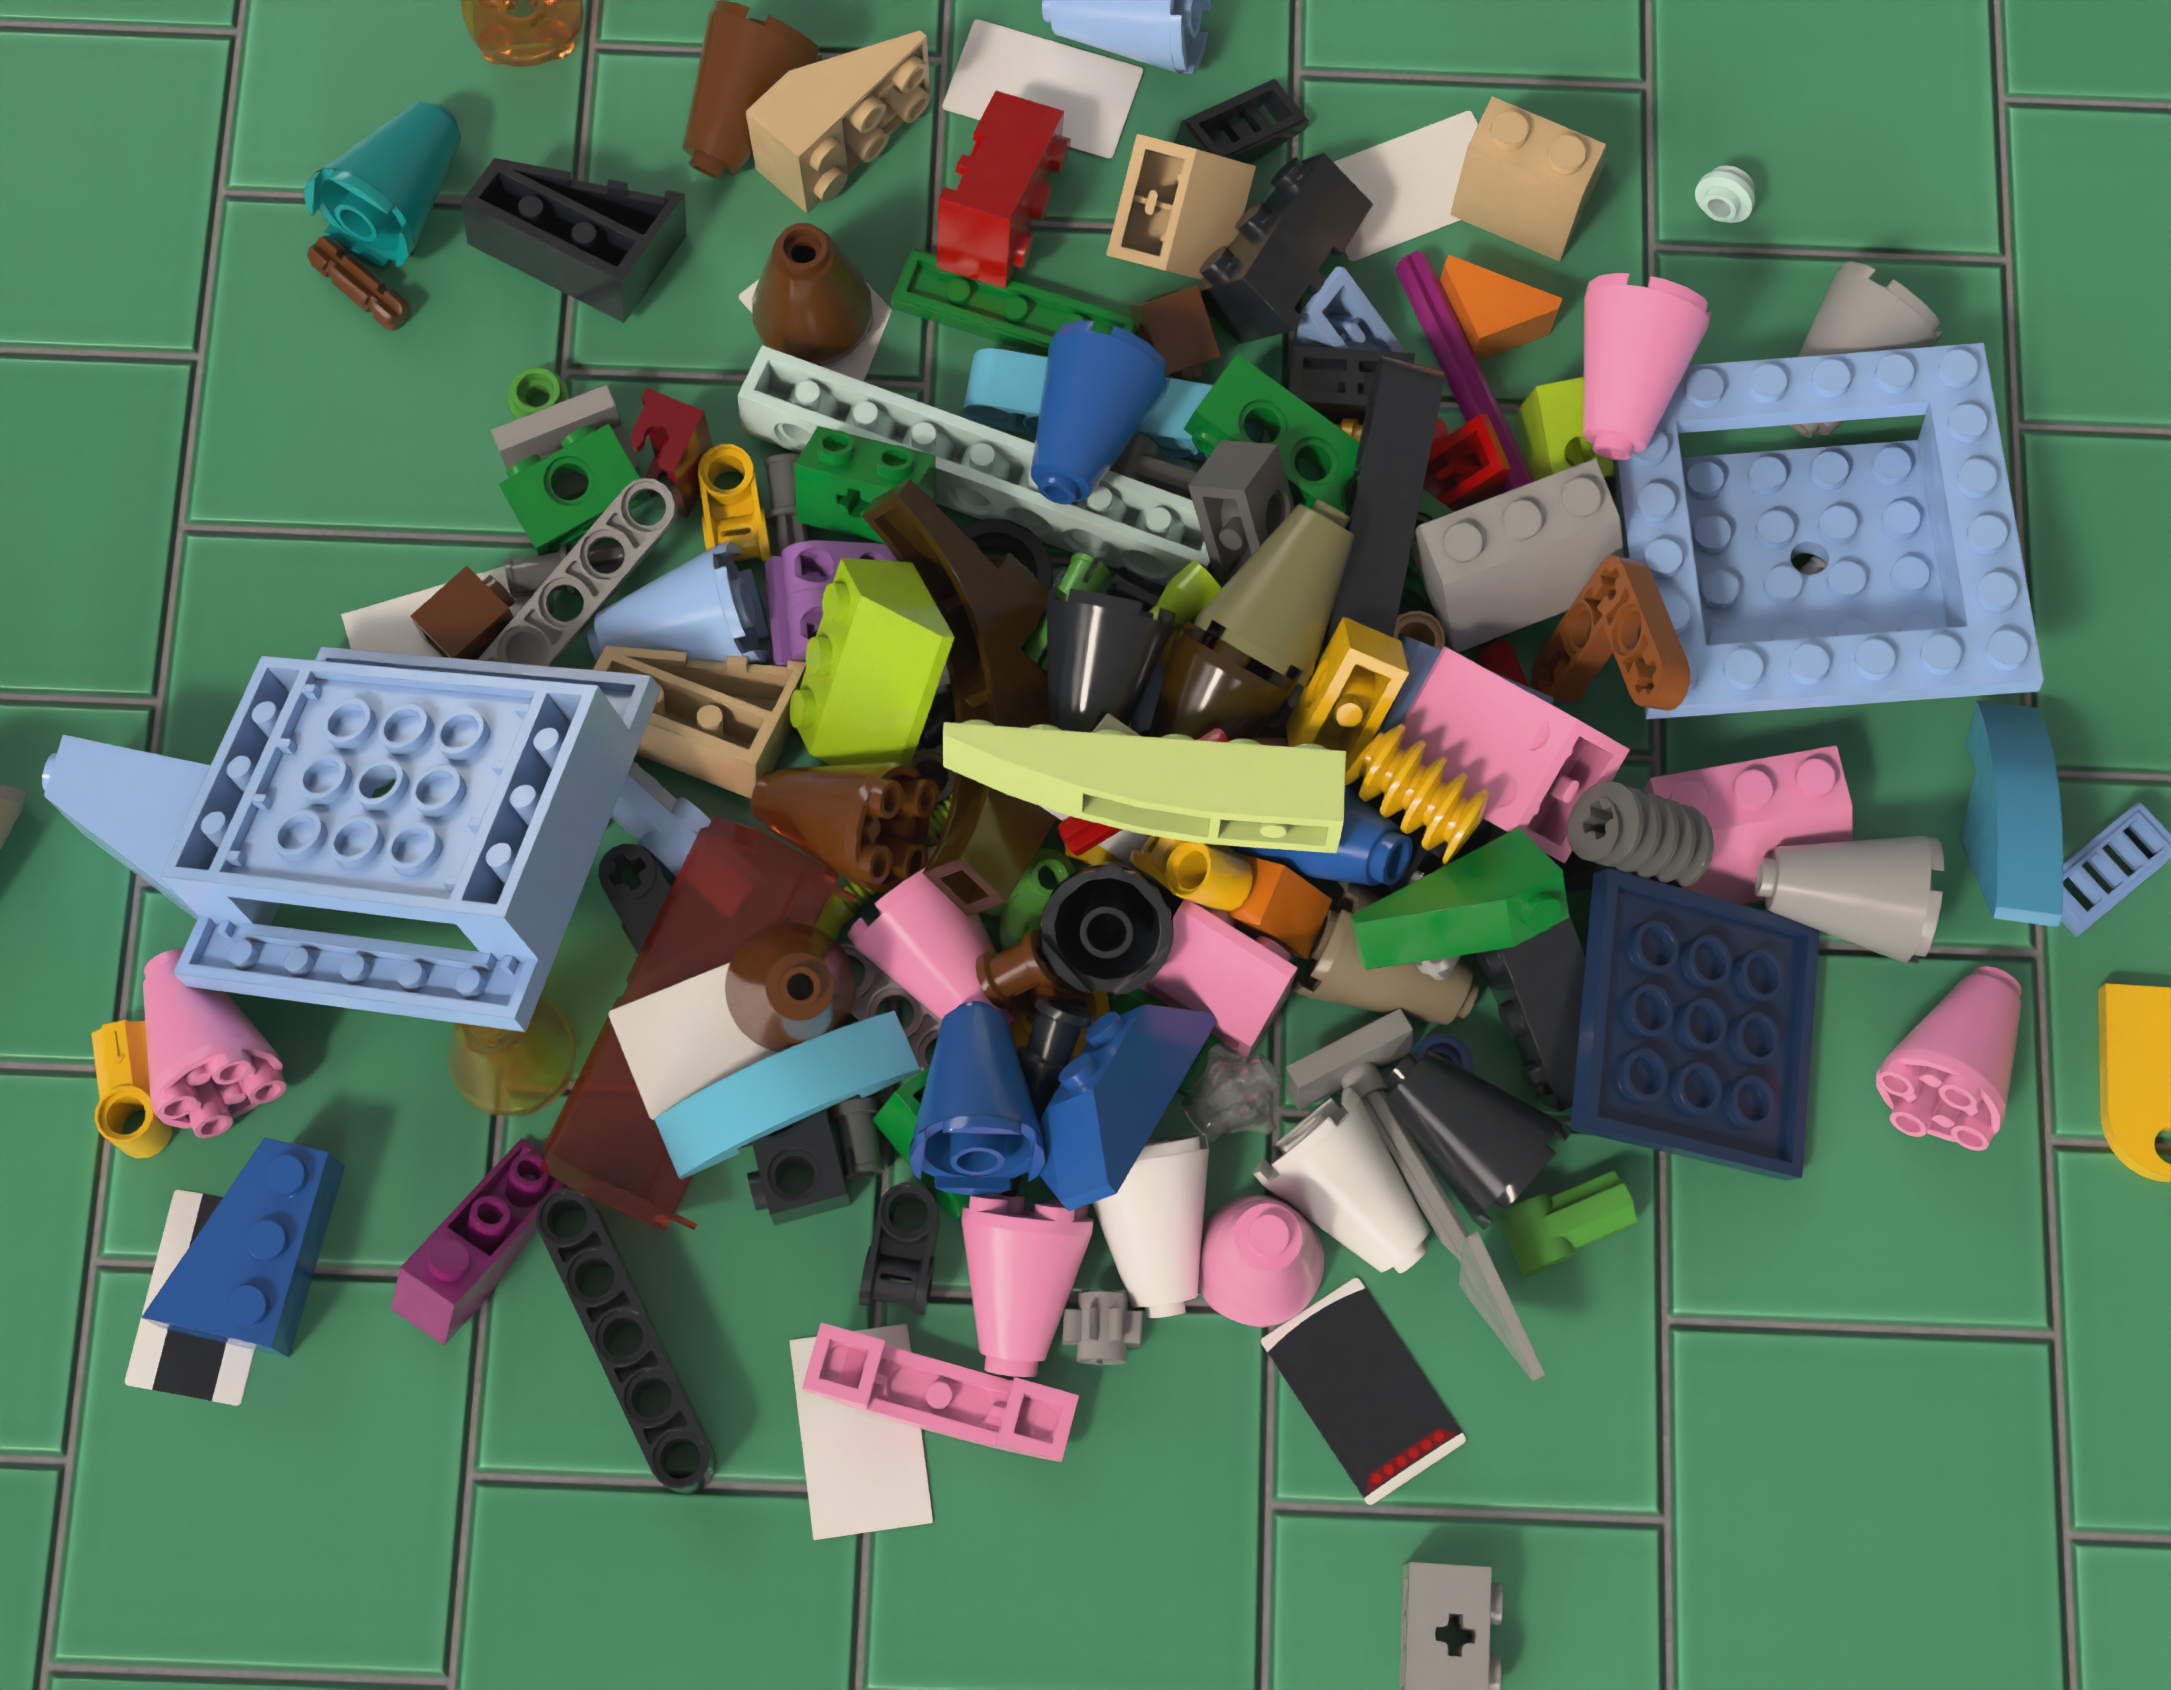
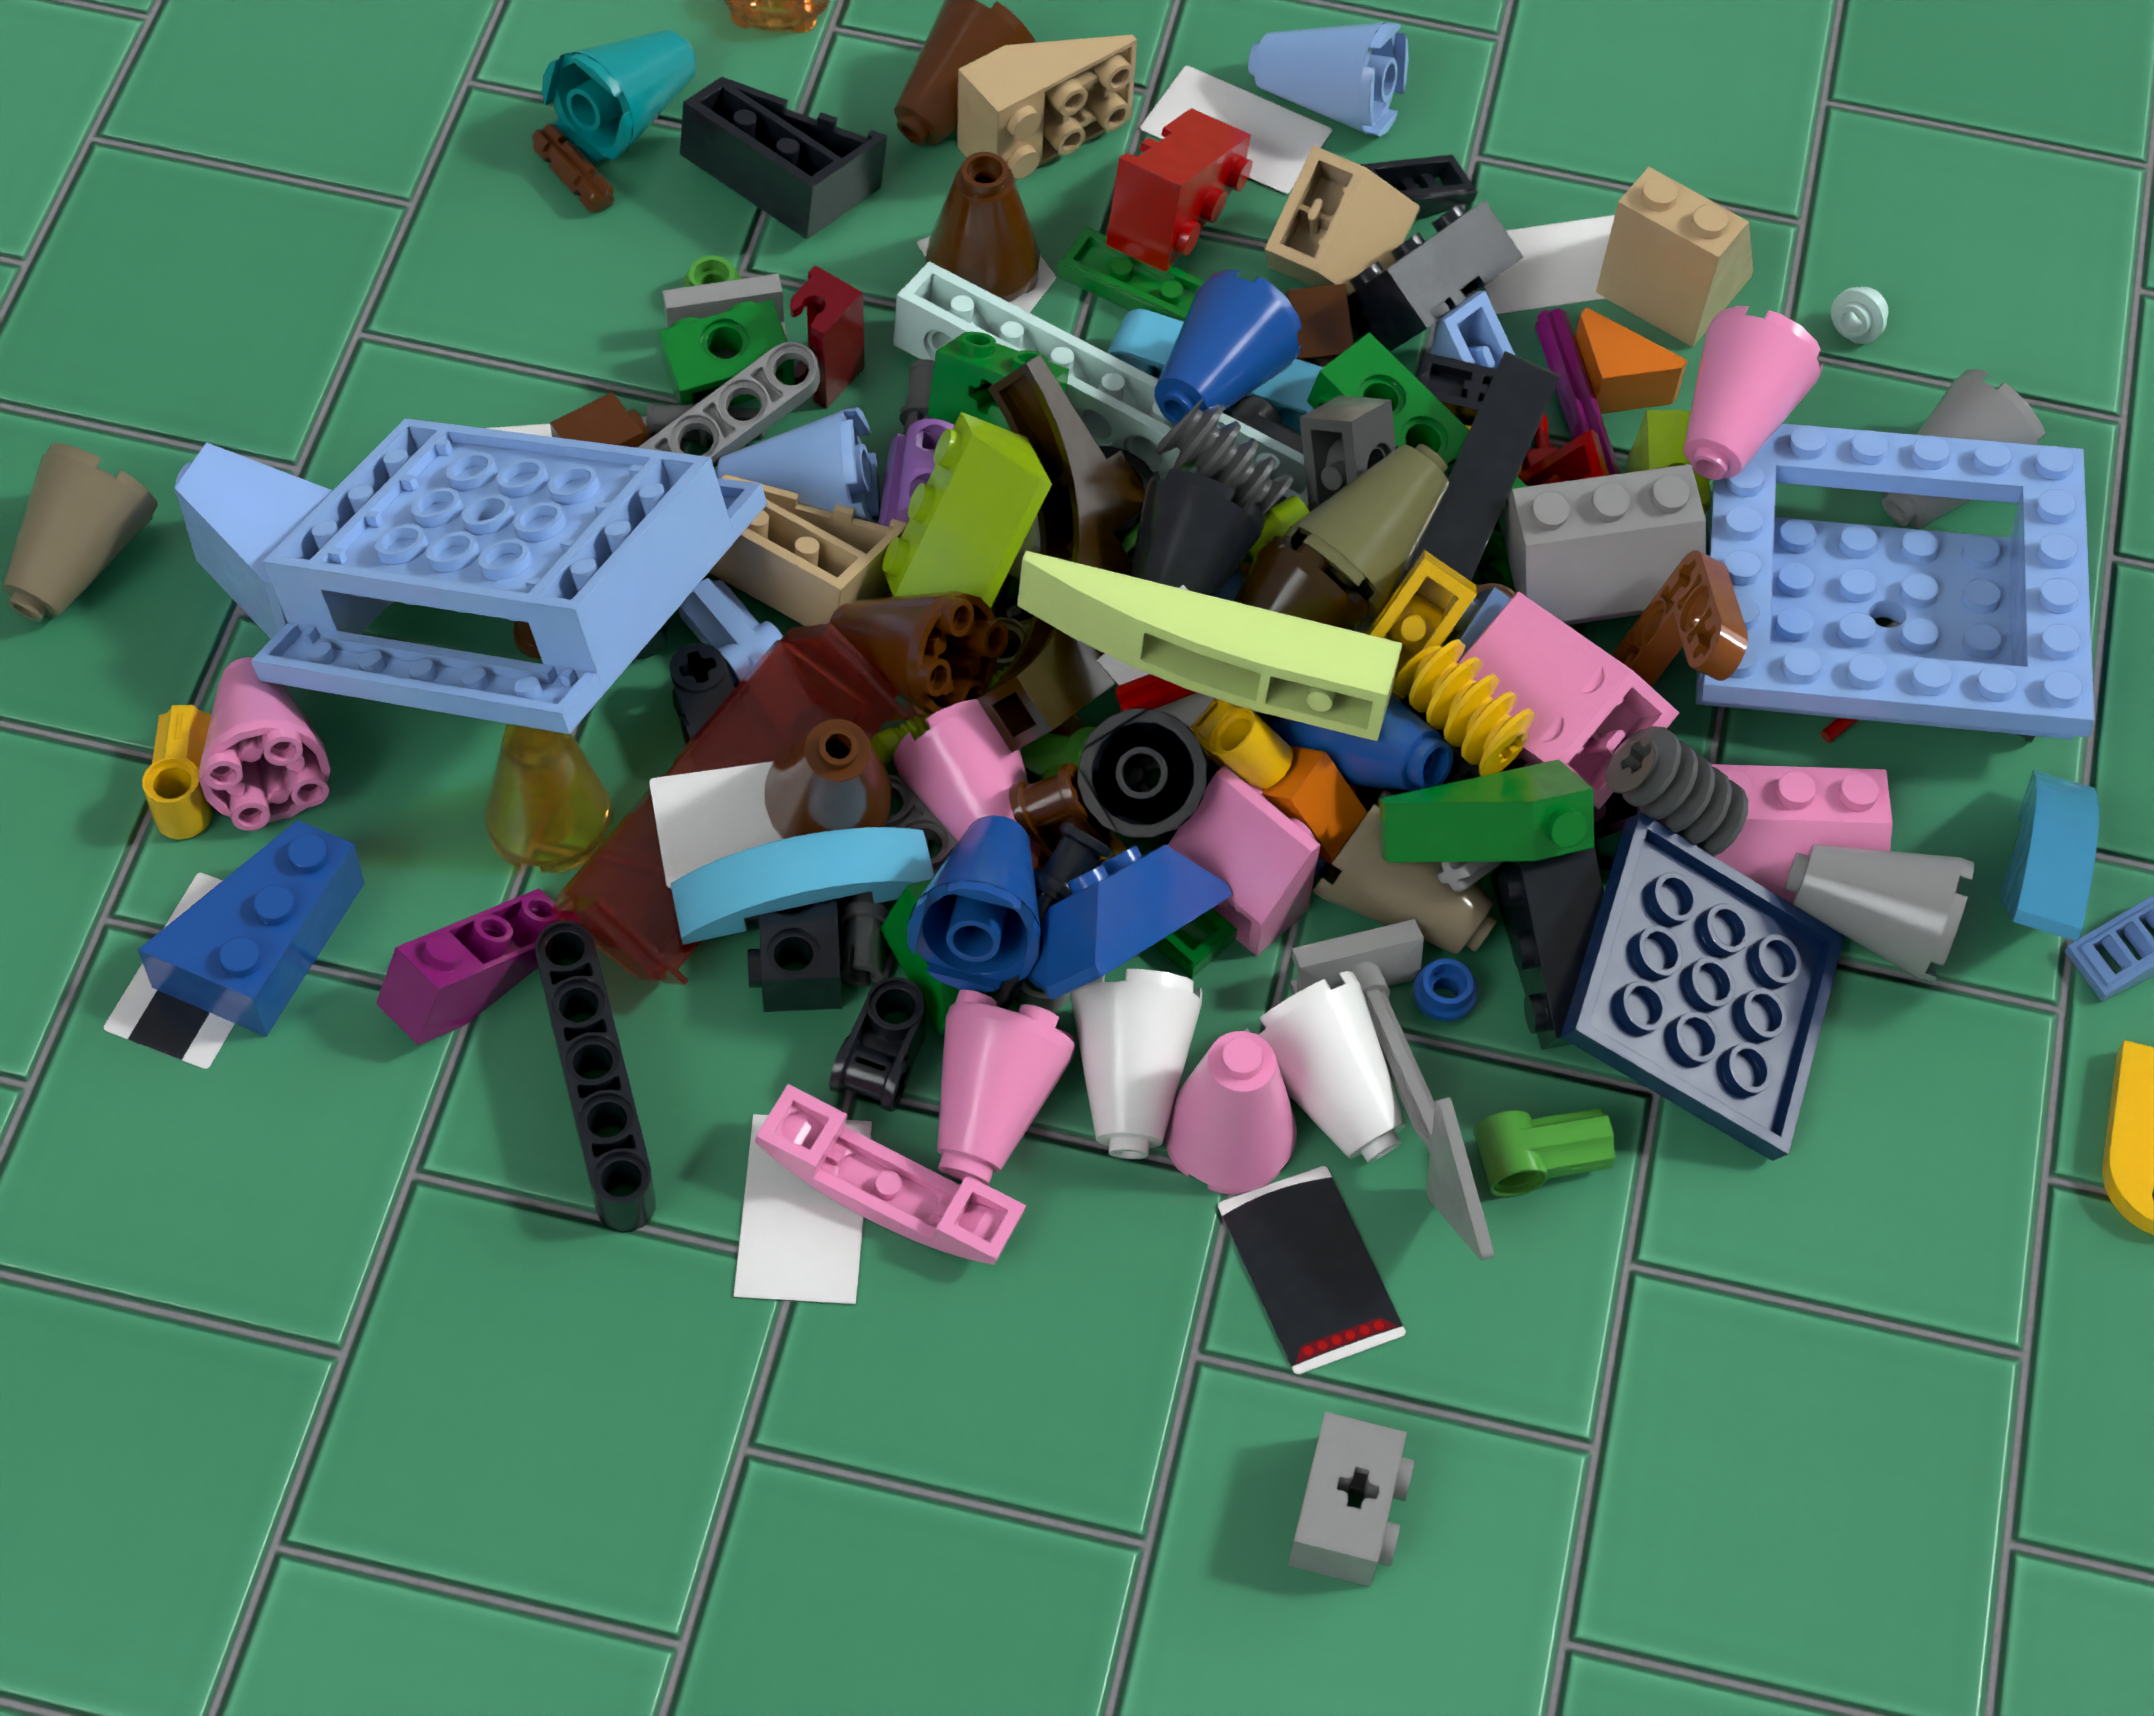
camera: 10 degrees right, 15 degrees down
(735, 512) = (876, 395): yellow piece -> none
(1102, 1328) = (1062, 1150): light grey gear -> none
(1123, 545) = (1220, 459): none -> dark grey piece
(1233, 1095) = (1237, 970): clear rock -> none
(1472, 1131) = (1466, 1038): black cone -> none
(1957, 1063) = (1957, 1077): bright pink cone -> none

